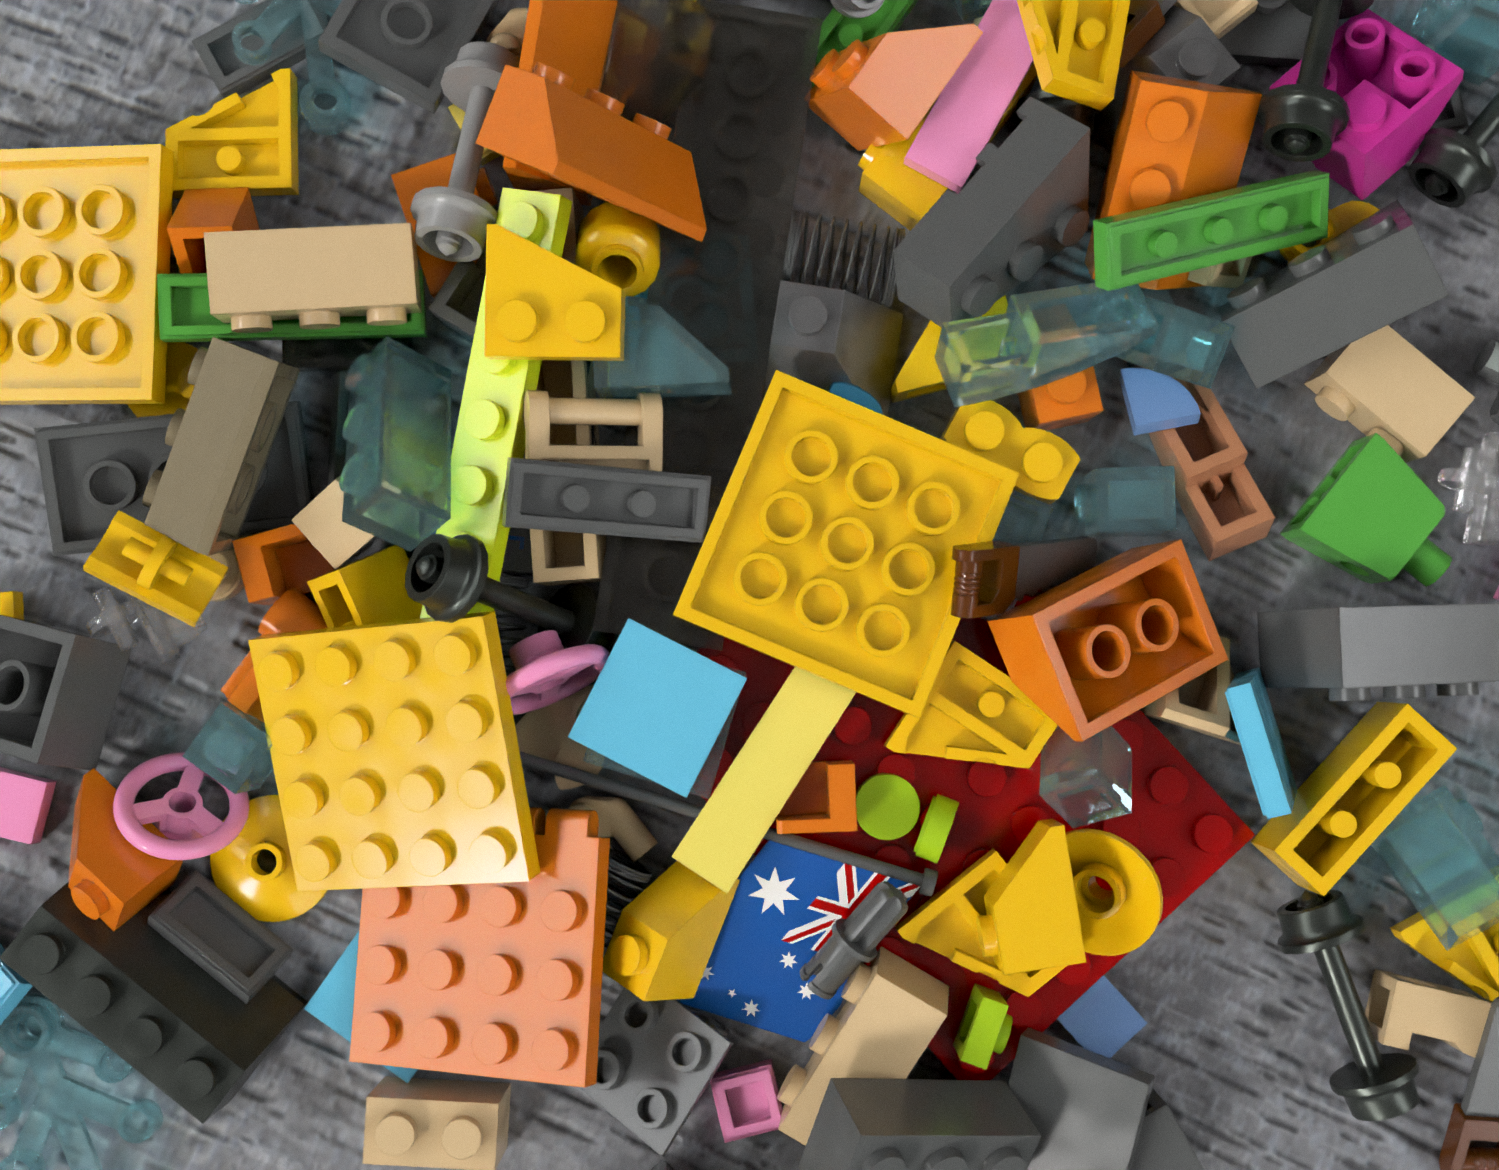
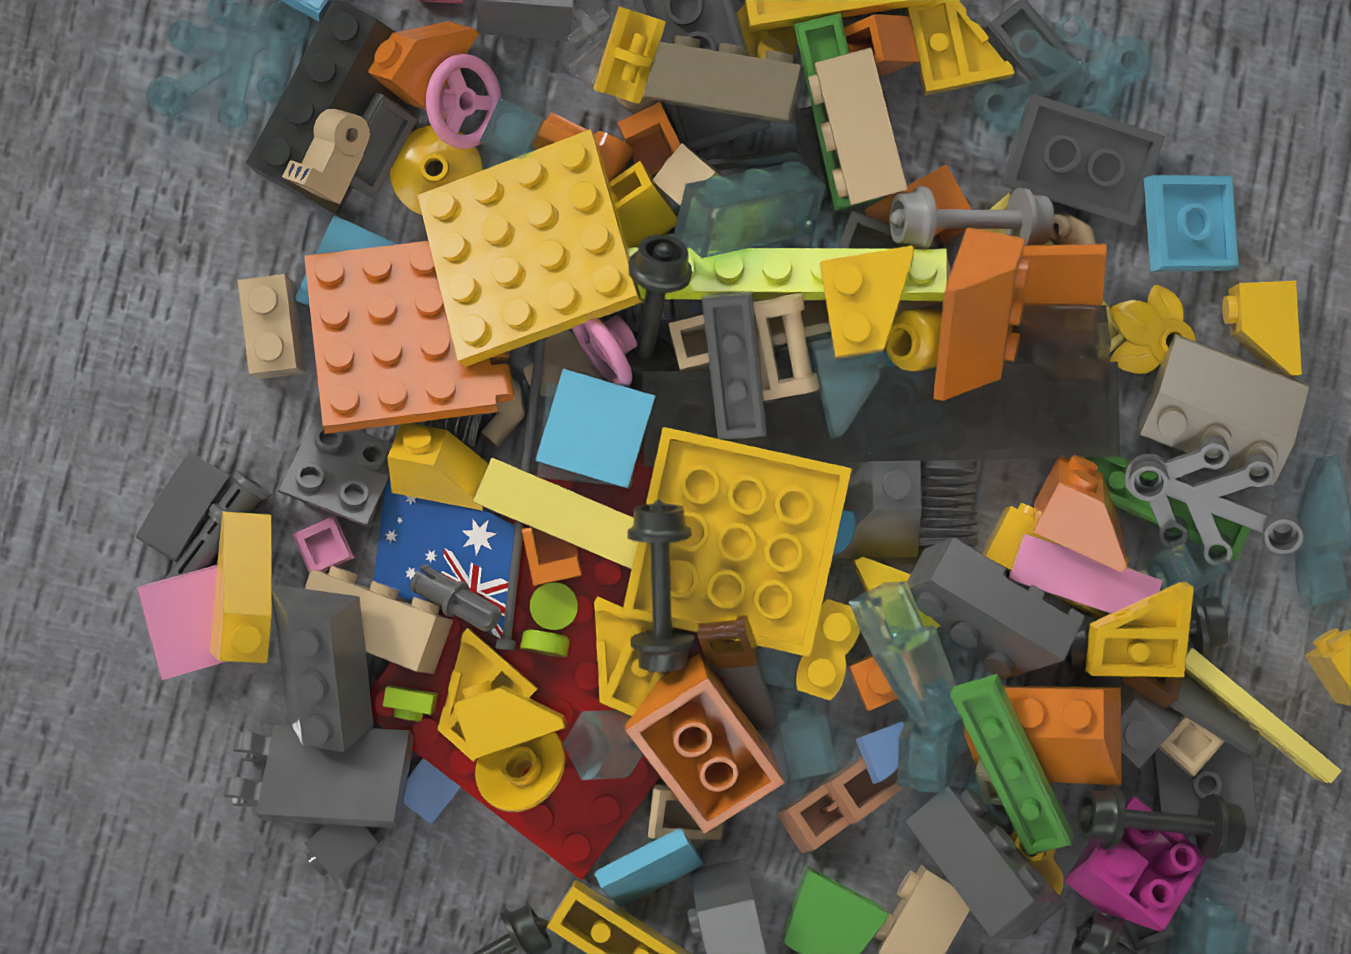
camera: 75 degrees right, 0 degrees up
(217, 1002) = (331, 156): none -> tan leg
(973, 670) = (662, 648): none -> pearl dark grey piece

